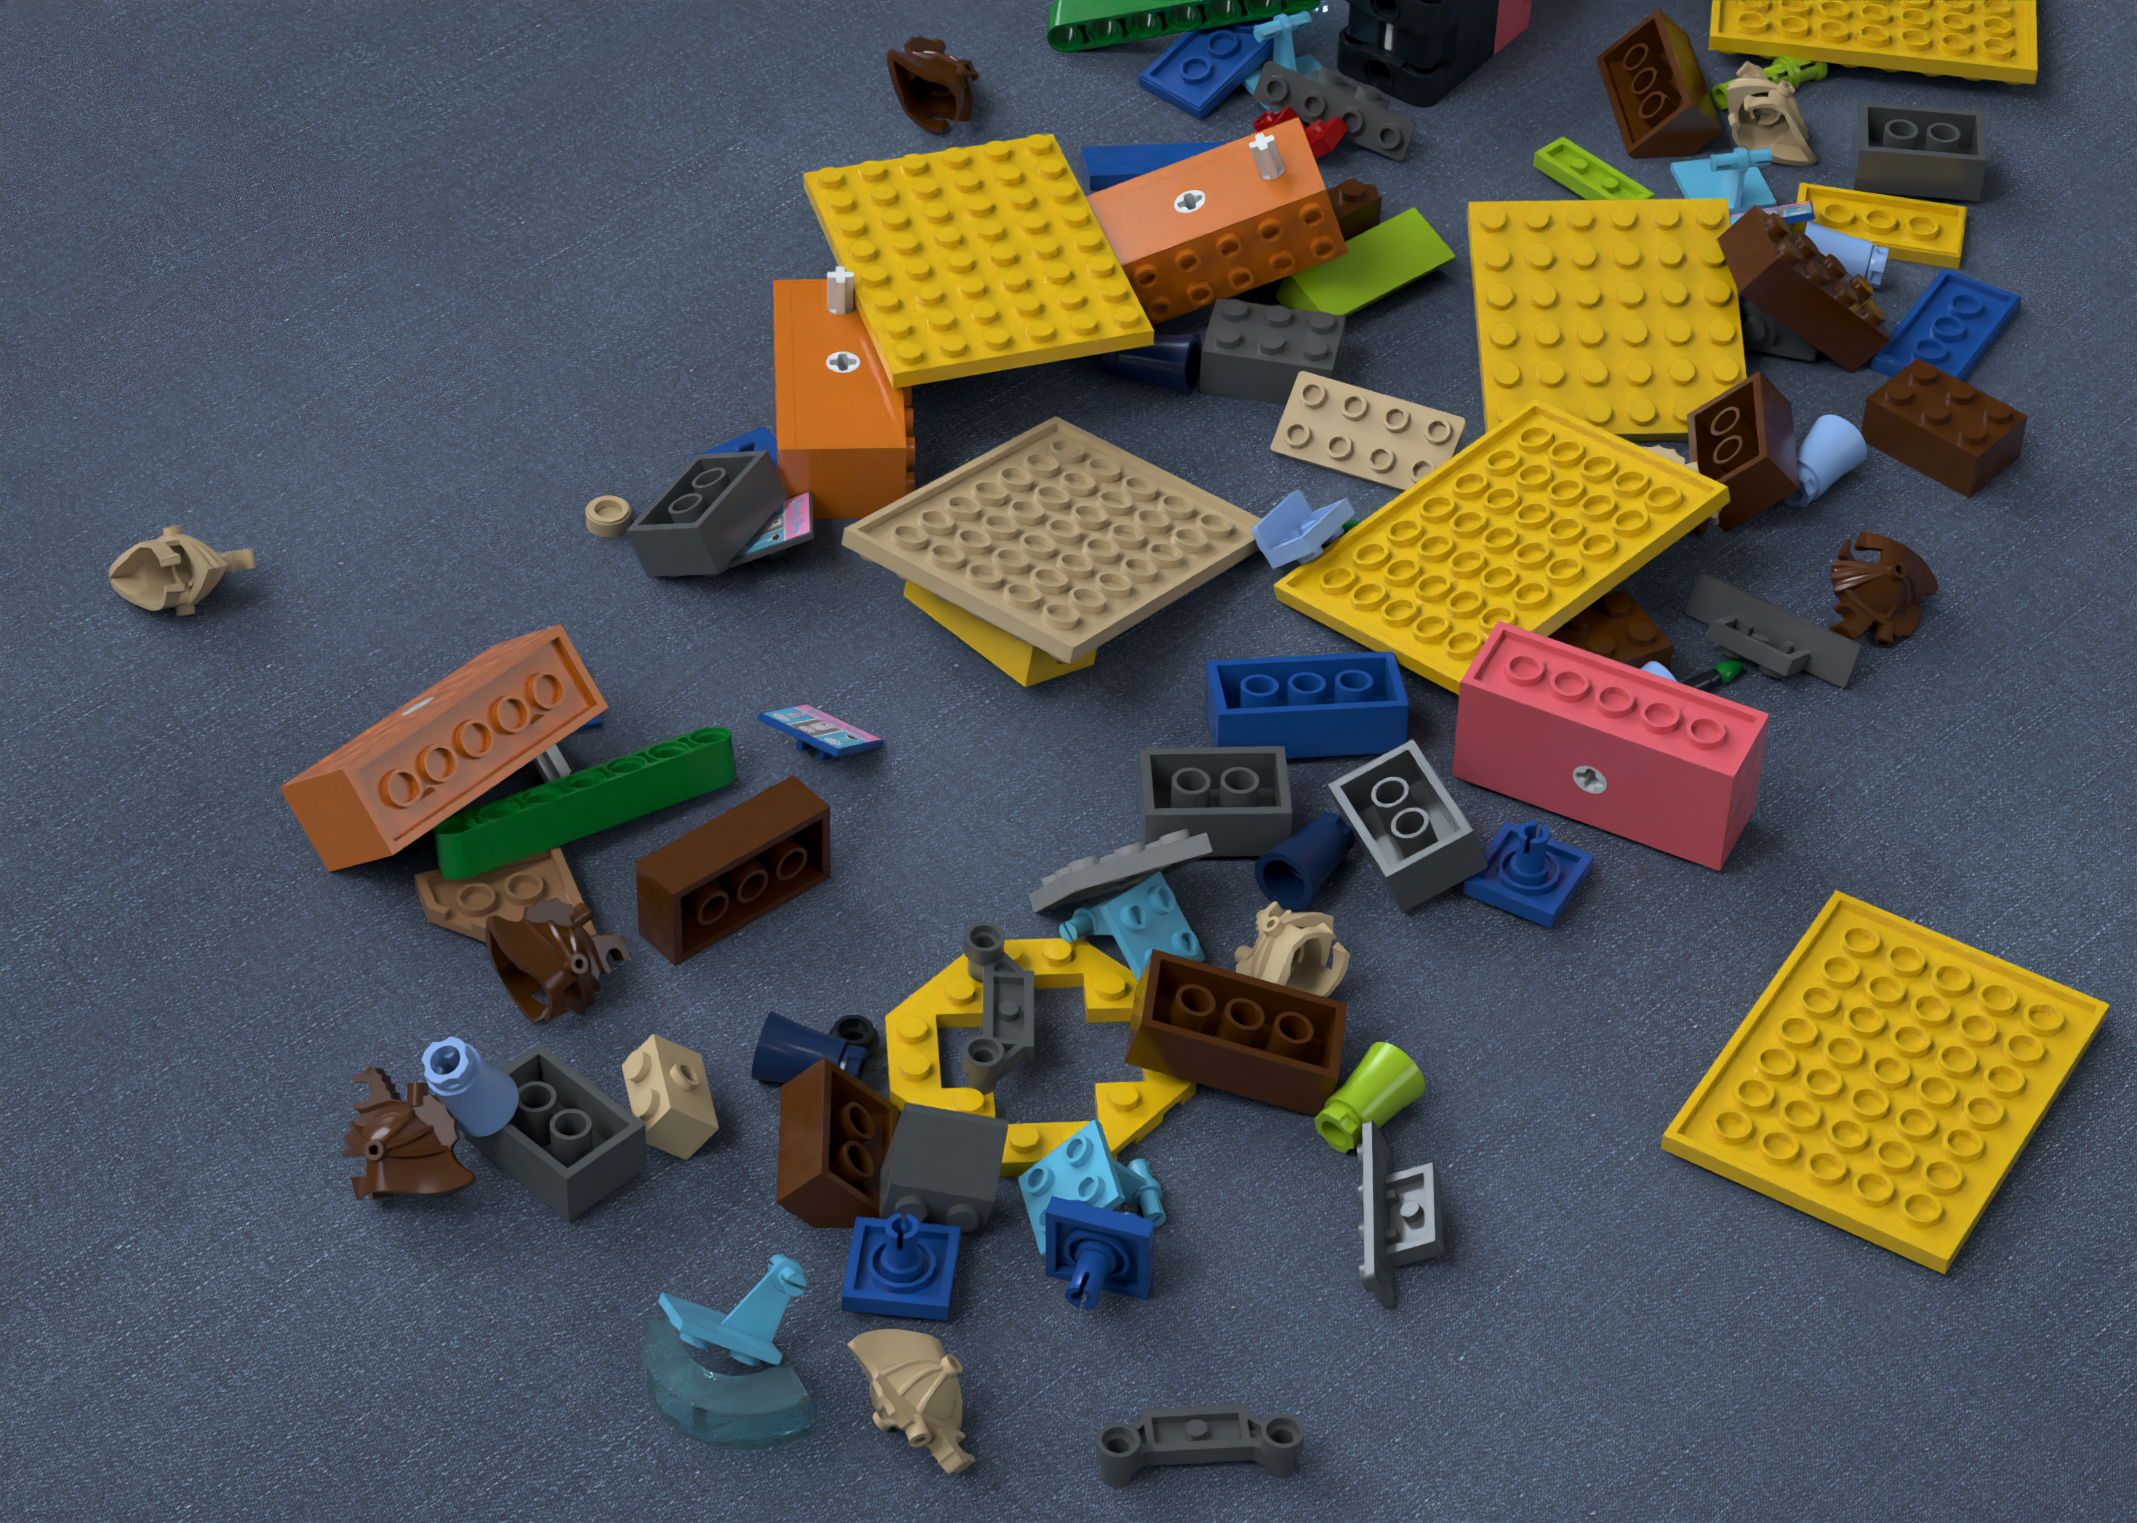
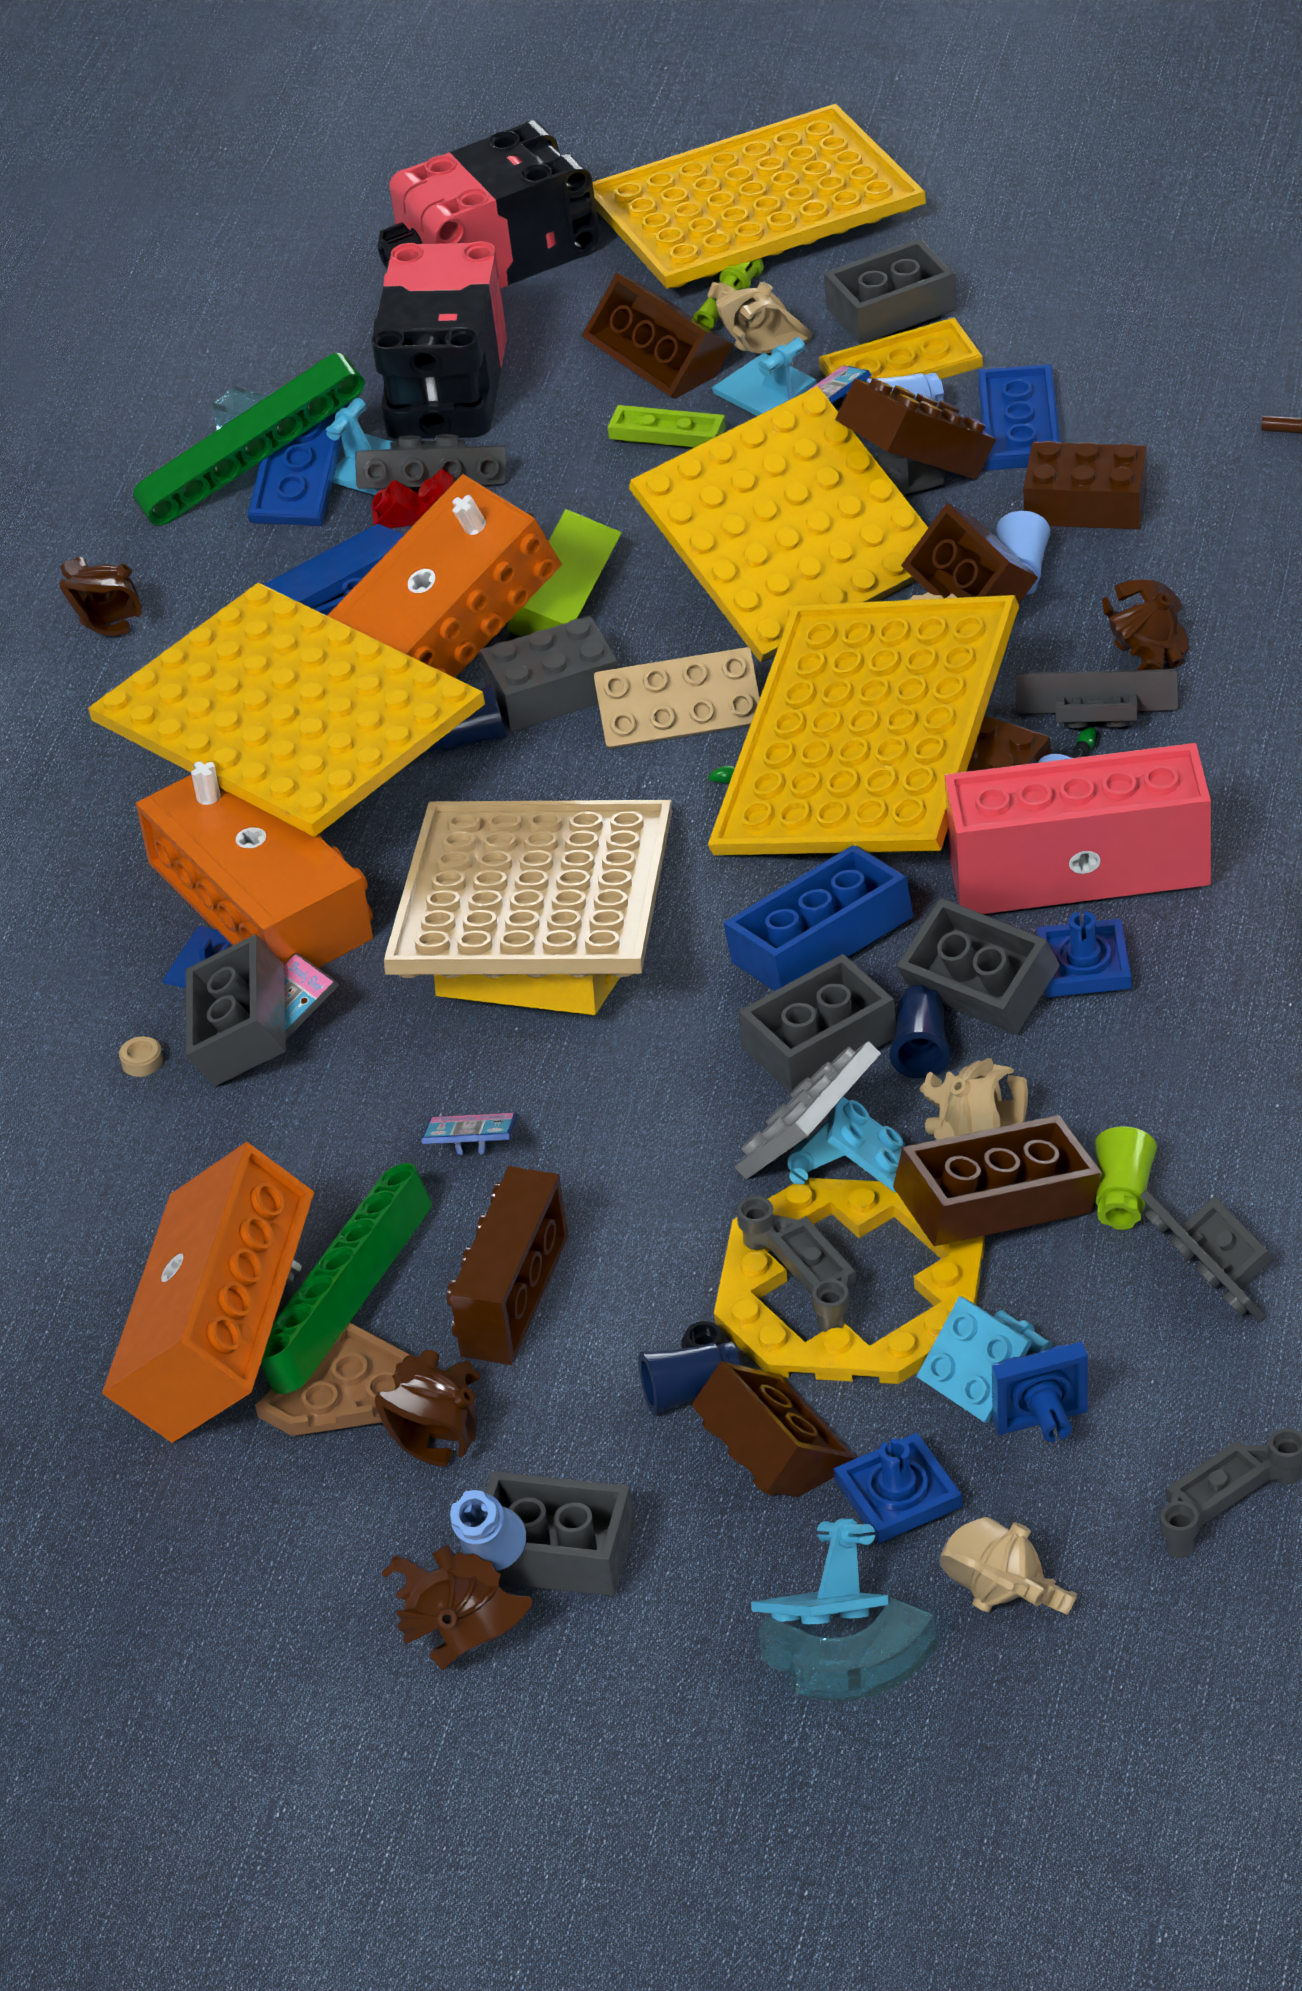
camera: 25 degrees left, 0 degrees up
(670, 1096) = (615, 1455): tan brick -> none
(943, 1167) = (875, 1395): dark grey slope -> none
(1297, 532) = (697, 796): light blue bracket -> none

